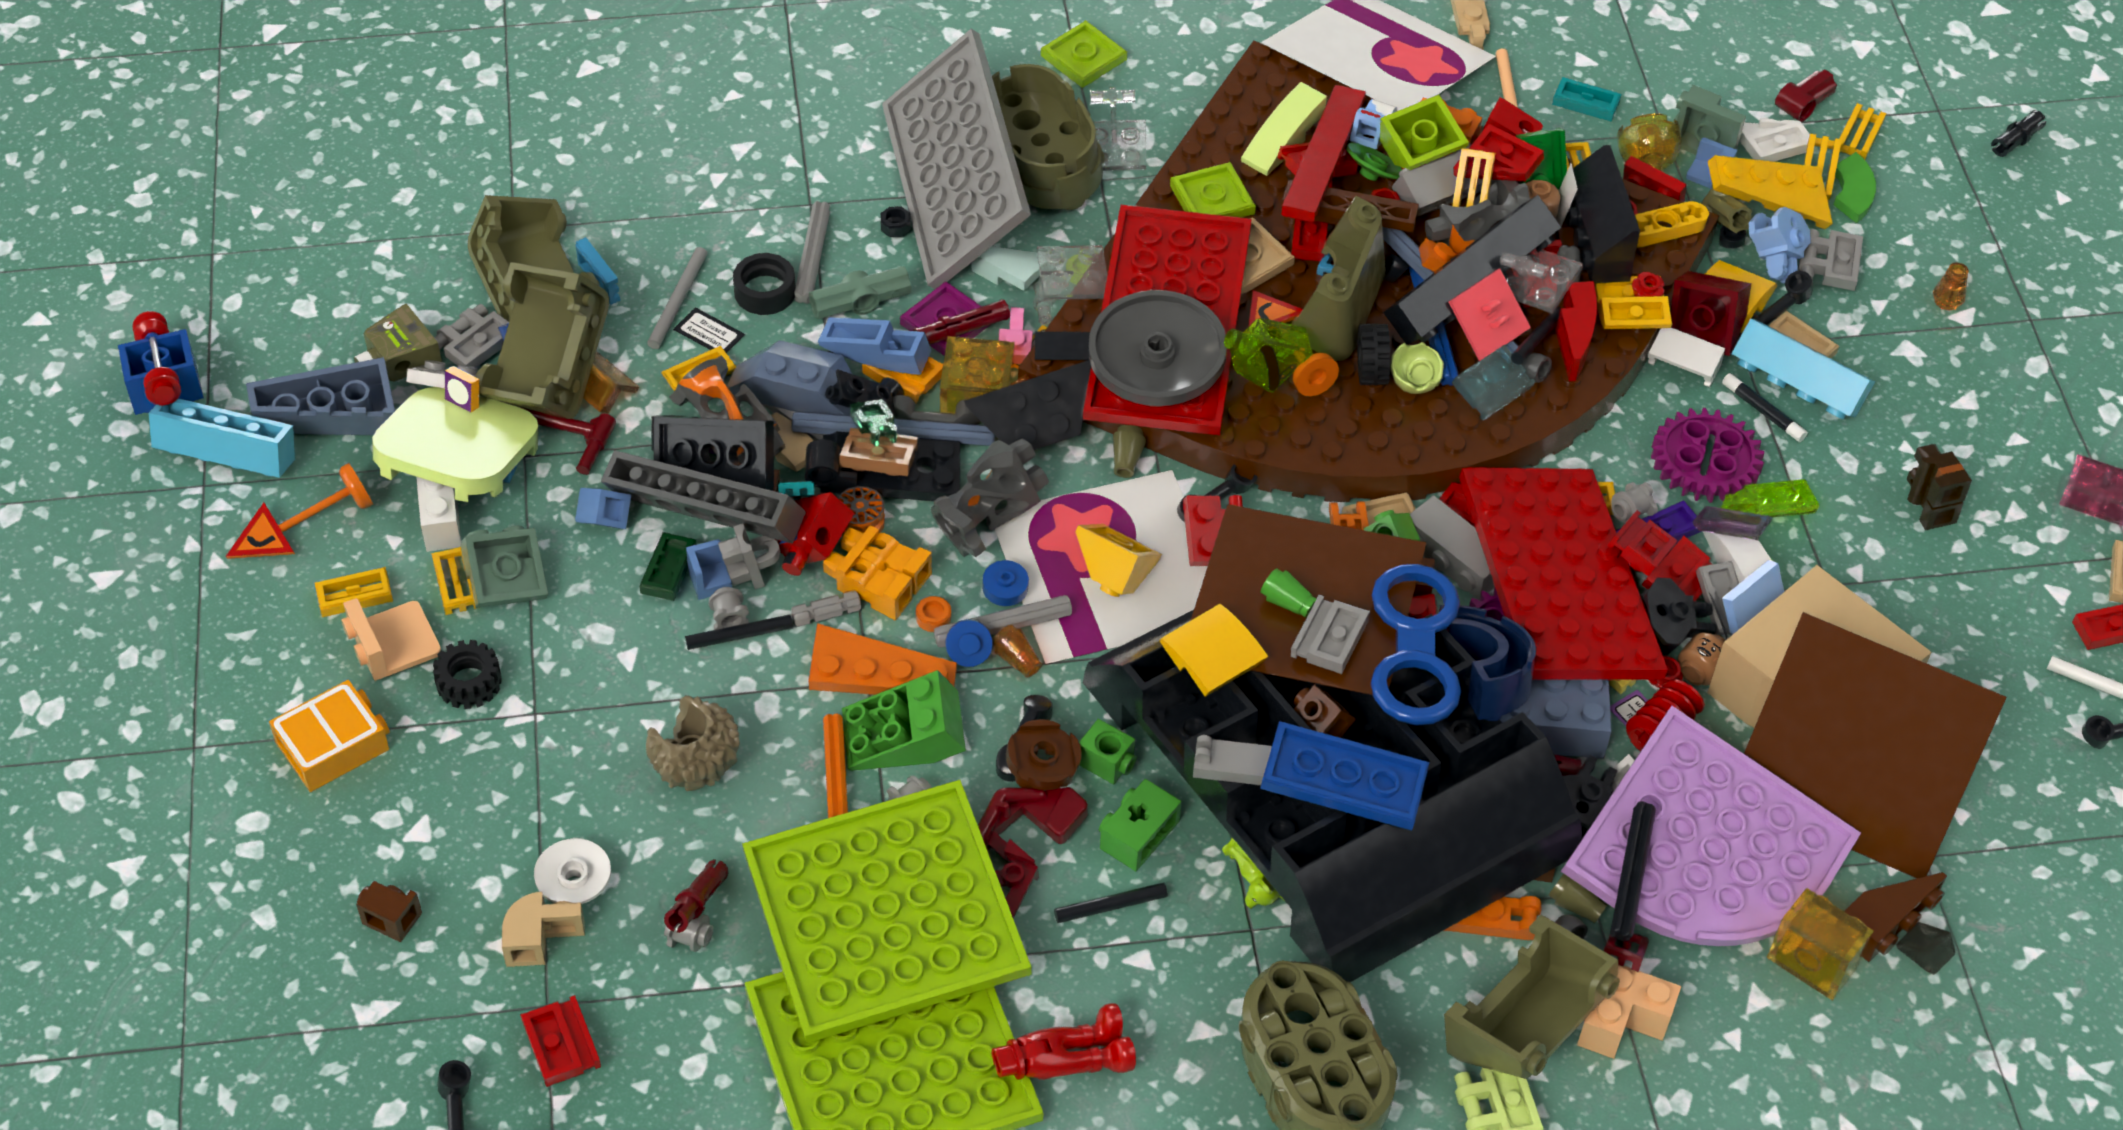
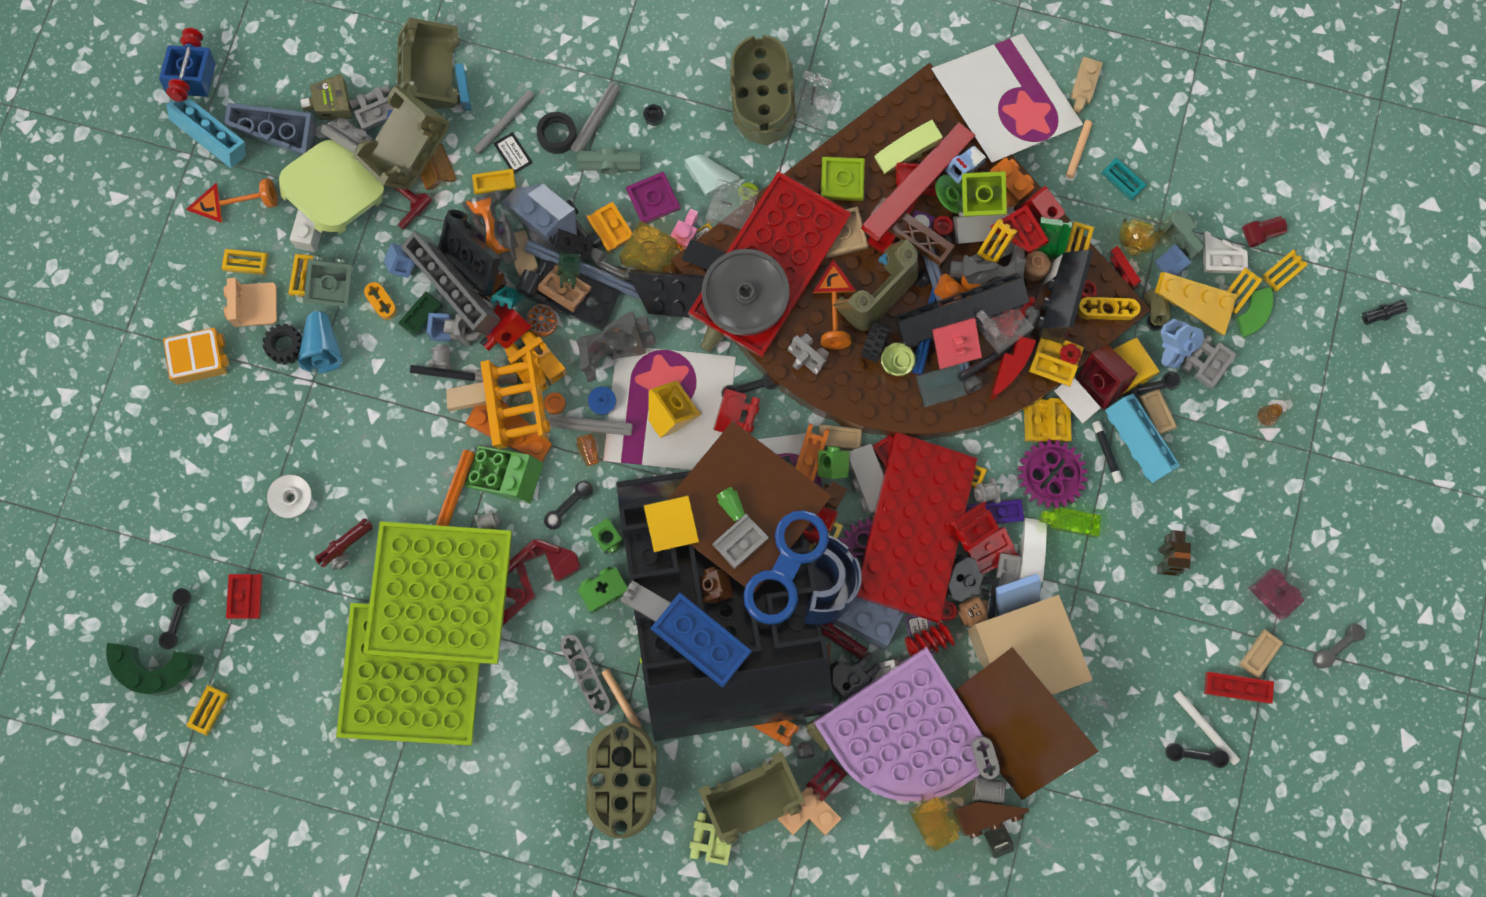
camera: 20 degrees right, 25 degrees up
(388, 910) = (186, 480): reddish brown brick -> none
(461, 389) = (346, 153): tile -> none
(531, 653) = (319, 345): none -> dark azure cone
(531, 922) = (253, 520): tan brick -> none
(597, 569) = (376, 304): none -> light orange beam
(701, 747) = (383, 448): dark tan hair -> none
(796, 643) = (465, 396): none -> tan tile
(860, 640) = (494, 393): none -> light orange fence
(876, 344) = (597, 208): medium blue slope -> none
(955, 159) = (701, 89): light grey plate -> none
(965, 322) = (680, 209): dark red pin -> none
(968, 643) = (562, 434): blue wheel -> none
(1039, 773) = (561, 518): reddish brown plate -> none
(1047, 1054) = (484, 712): red piece -> none
(1083, 54) = (826, 25): lime tile -> none
(1110, 902) = (565, 629): black bar -> none
(1167, 957) = (582, 676): none -> light grey beam
(1228, 955) = (620, 697): none -> light nougat bar
(1268, 351) = (810, 318): clear neon green torso -> none
(1272, 400) = (801, 350): none -> light grey hips
(1633, 871) = (849, 741): black axle -> none
(1659, 395) = (1047, 421): none -> yellow slope
(1732, 522) = (1037, 530): clear purple tile -> none
(1839, 829) = (980, 759): none -> light grey beam
(1868, 875) = (988, 790): none -> light grey piece

